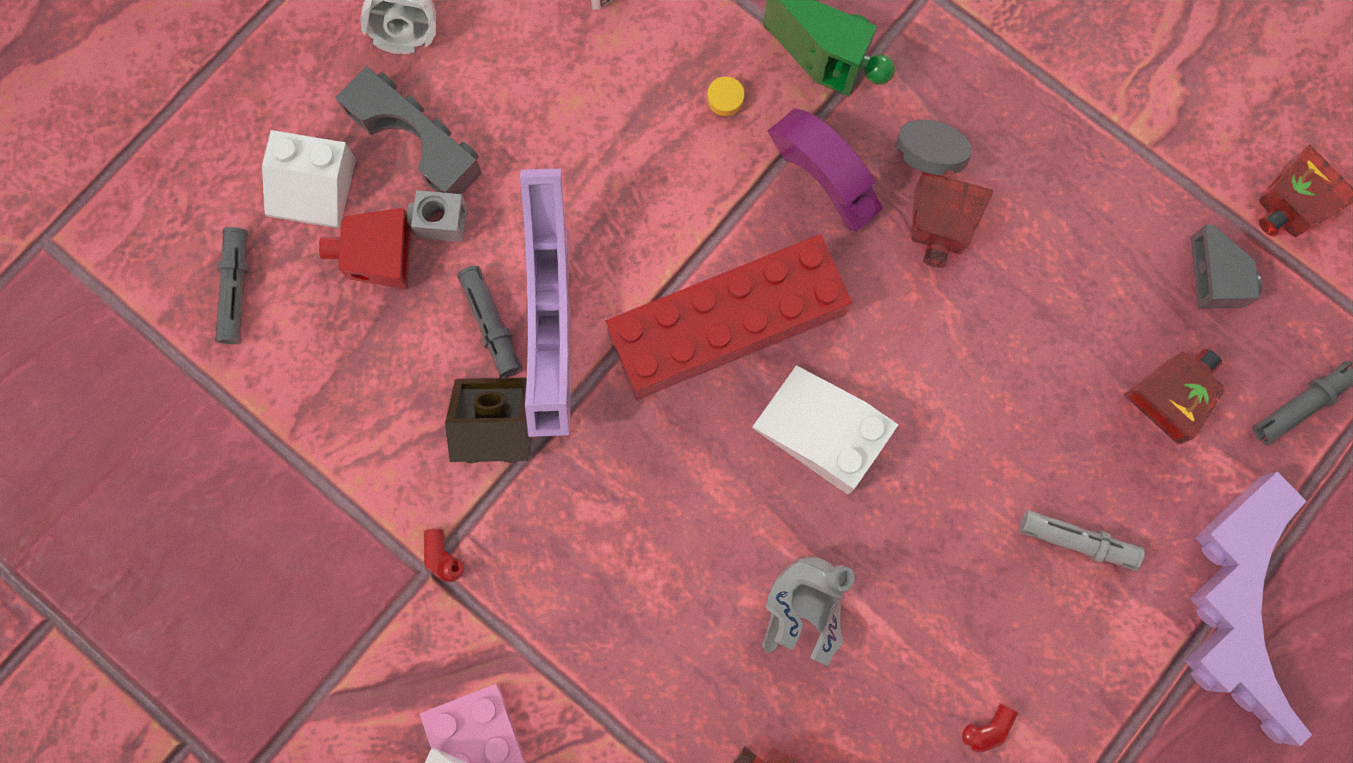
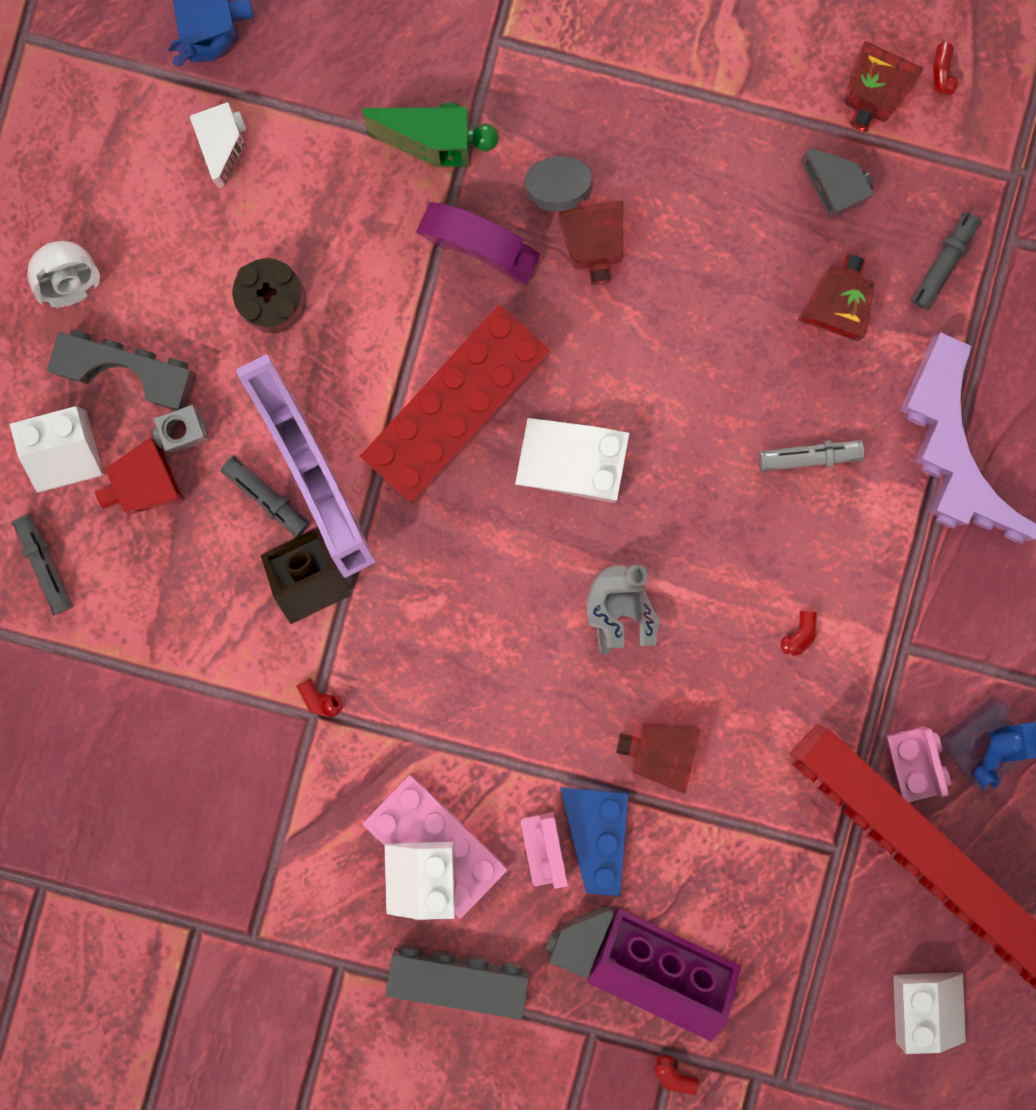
camera: 25 degrees left, 10 degrees up
(597, 108) = (255, 281): none -> dark brown brick
(725, 96) = (367, 215): yellow tile -> none

